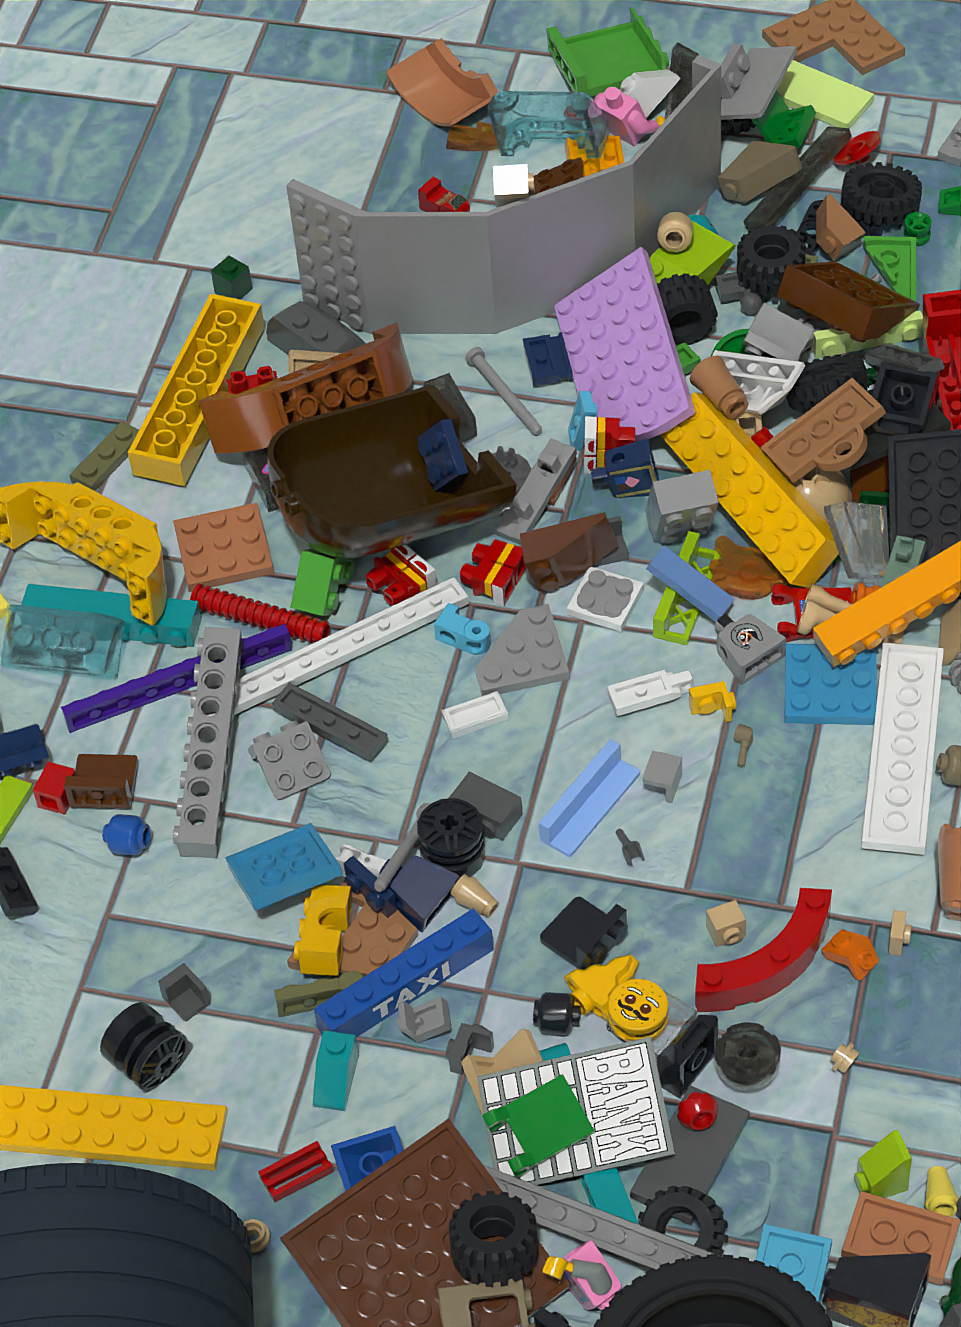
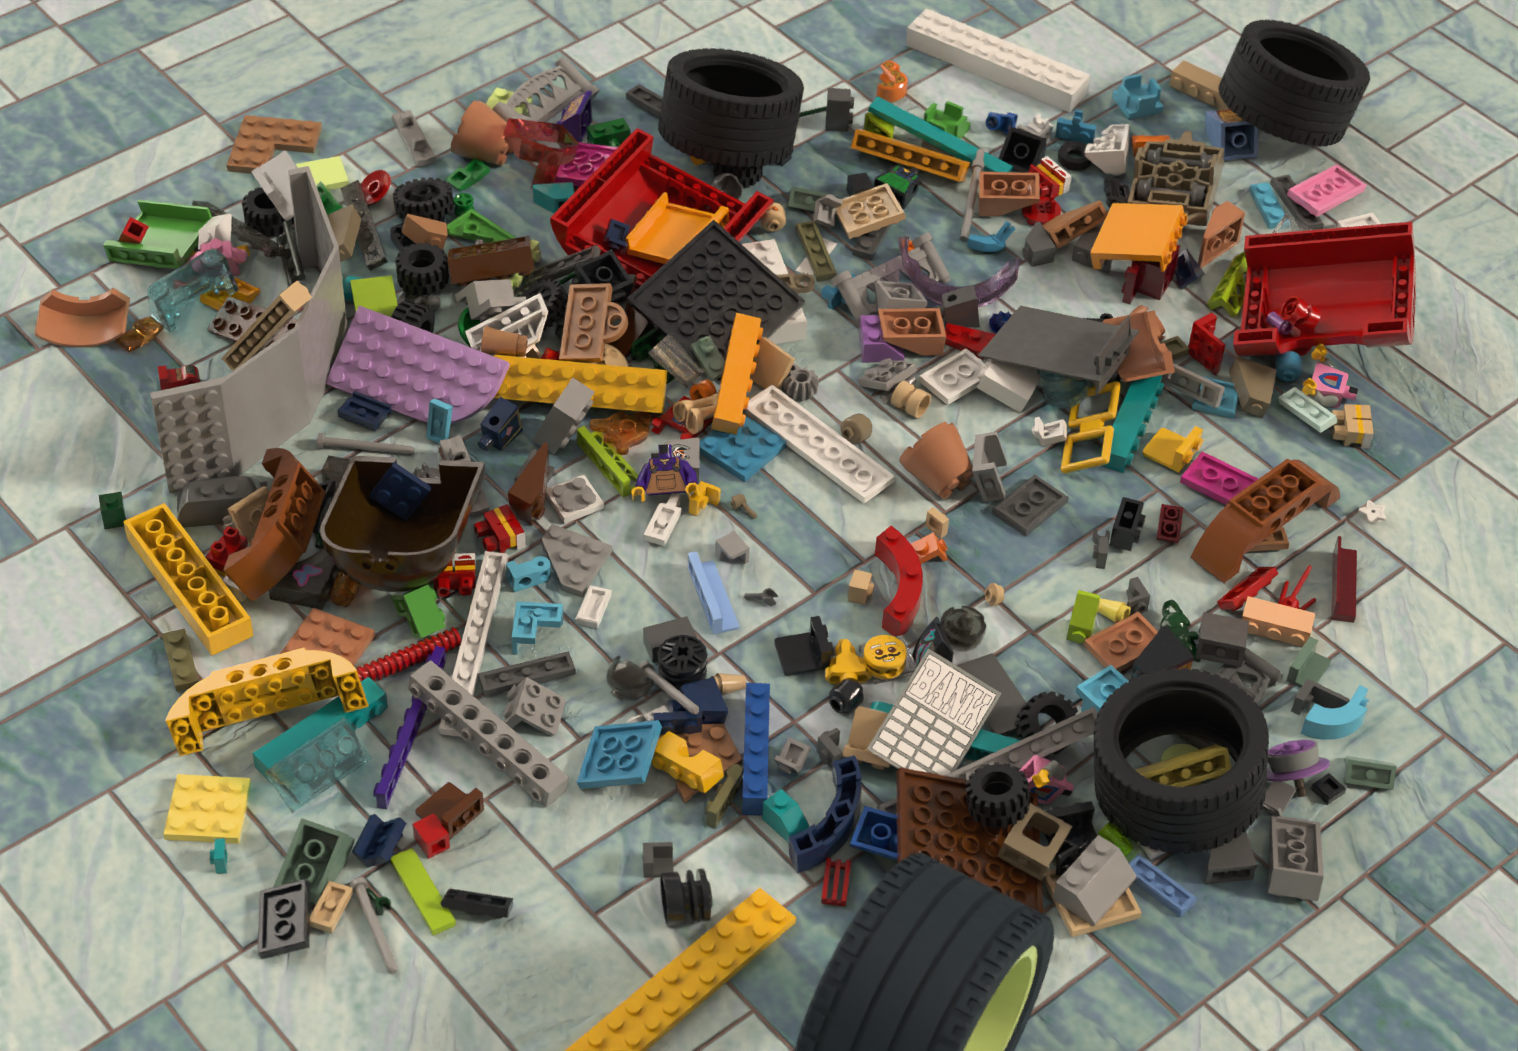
camera: 60 degrees left, 5 degrees down
(127, 834) = (509, 819): blue head -> none
(391, 806) = (627, 680): none -> clear smoke cylinder
(393, 670) = (530, 616): none -> medium azure panel
(406, 1107) = (827, 837): none -> dark blue brick
(542, 1122) = (927, 736): green flag -> none
(577, 35) = (133, 231): none -> red brick
(603, 435) = (467, 421): hips -> none
(675, 232) = (358, 288): tan head -> none
(690, 583) = (616, 451): medium blue tile -> none
(697, 647) = (665, 476): none -> torso
(698, 1111) = (981, 667): red plate -> none

